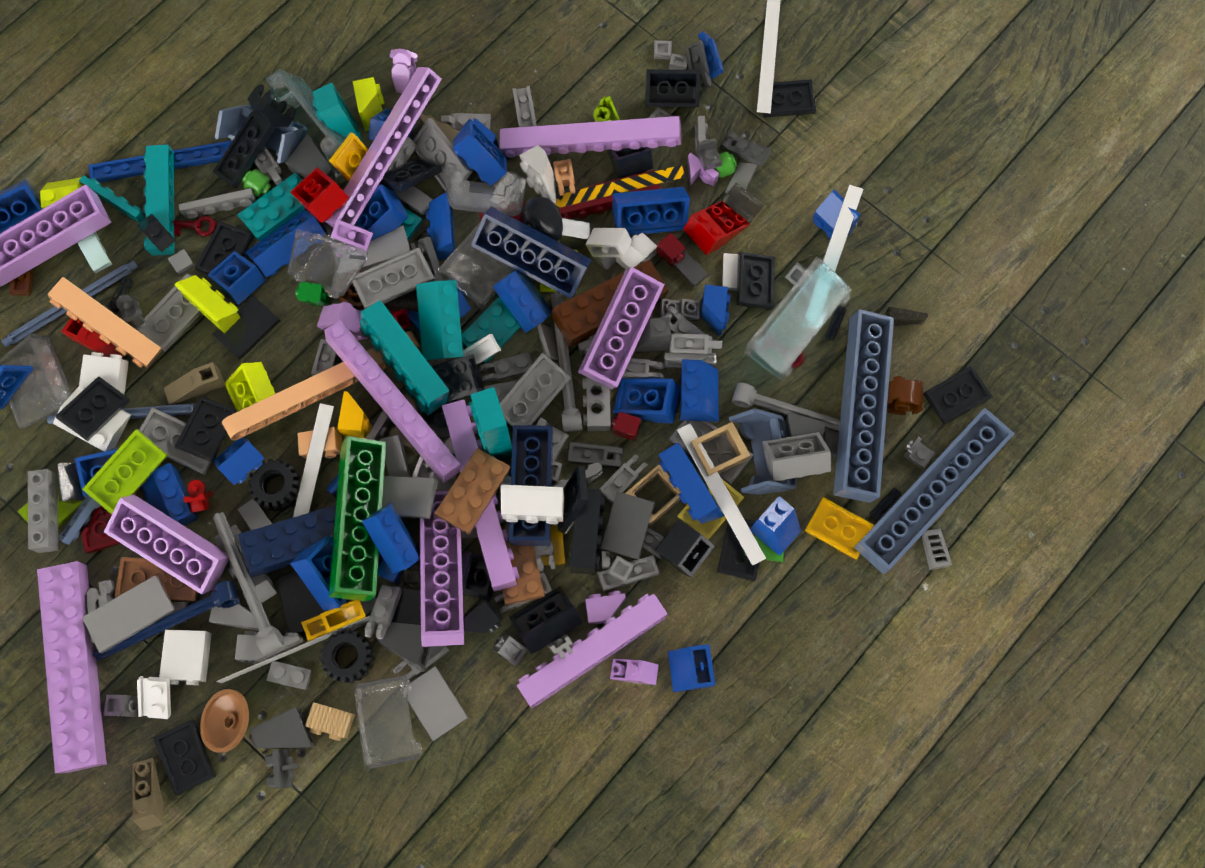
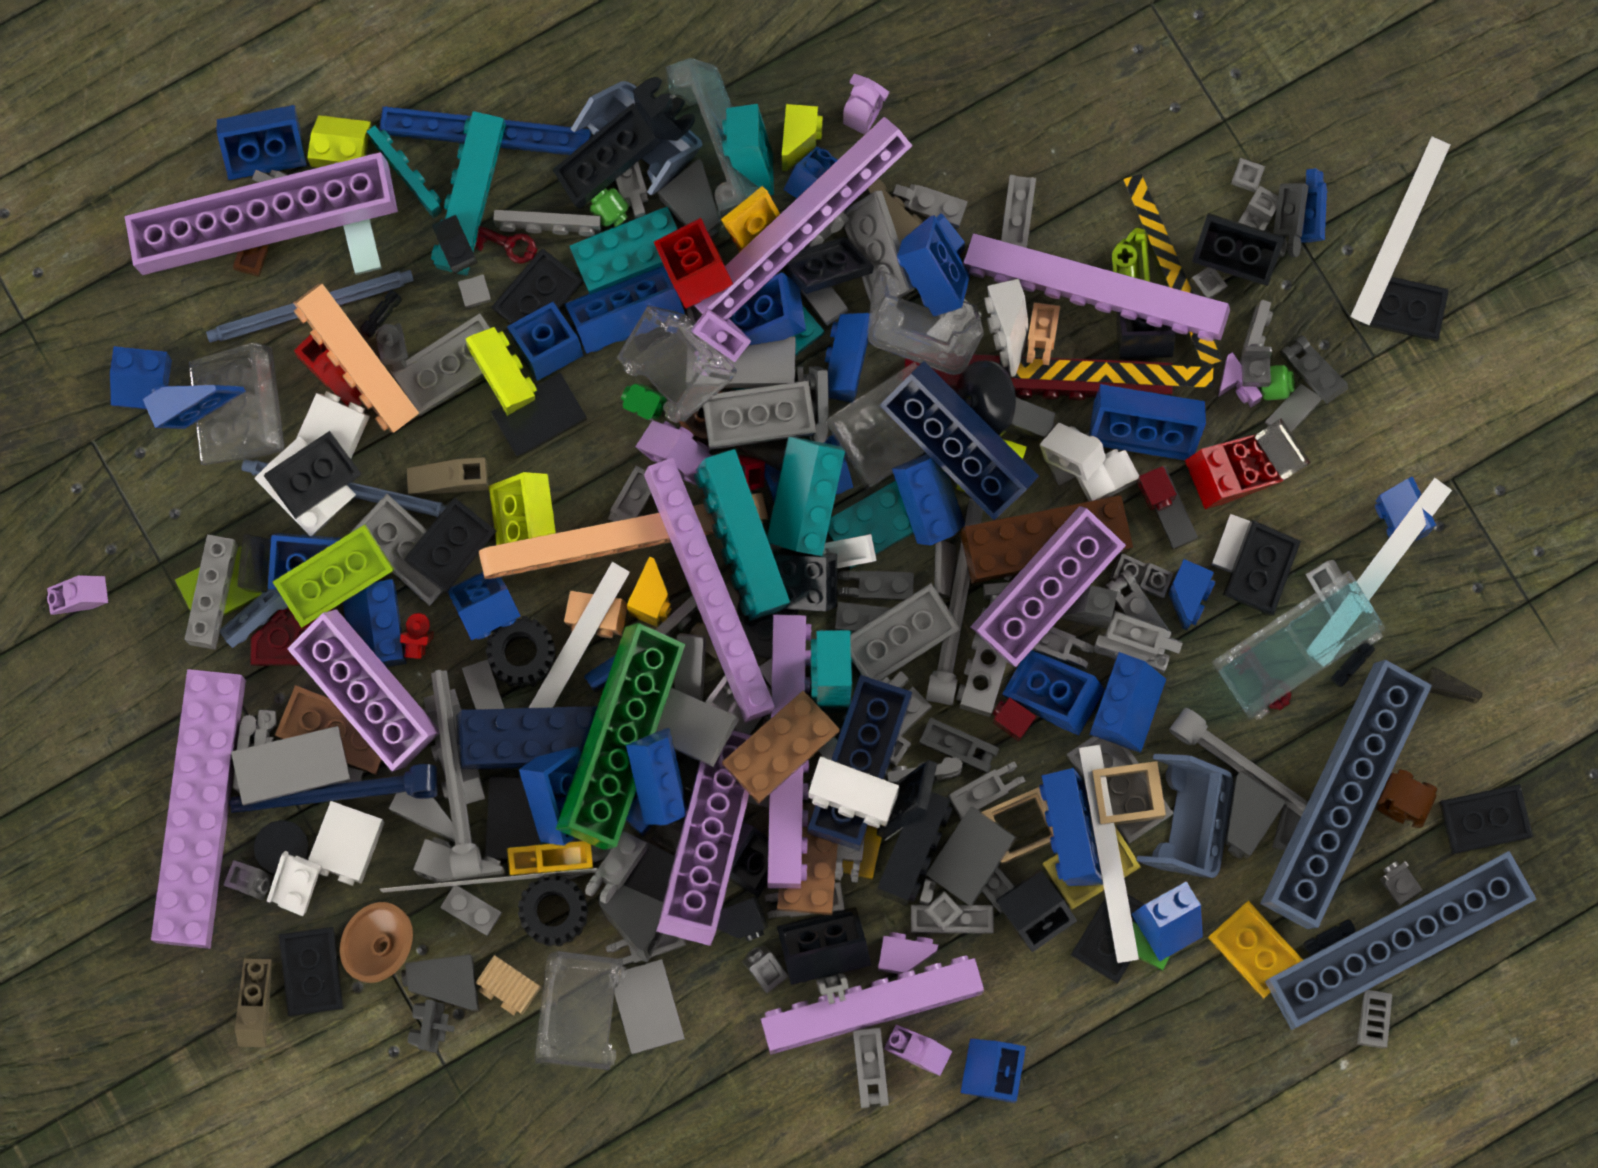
camera: 20 degrees right, 5 degrees up
(135, 667) = (276, 839): none -> black tile
(605, 694) = (870, 1066): none -> light grey plate
(624, 106) = (1166, 255): none -> sticker
(797, 456) = (1227, 836): light grey slope -> none

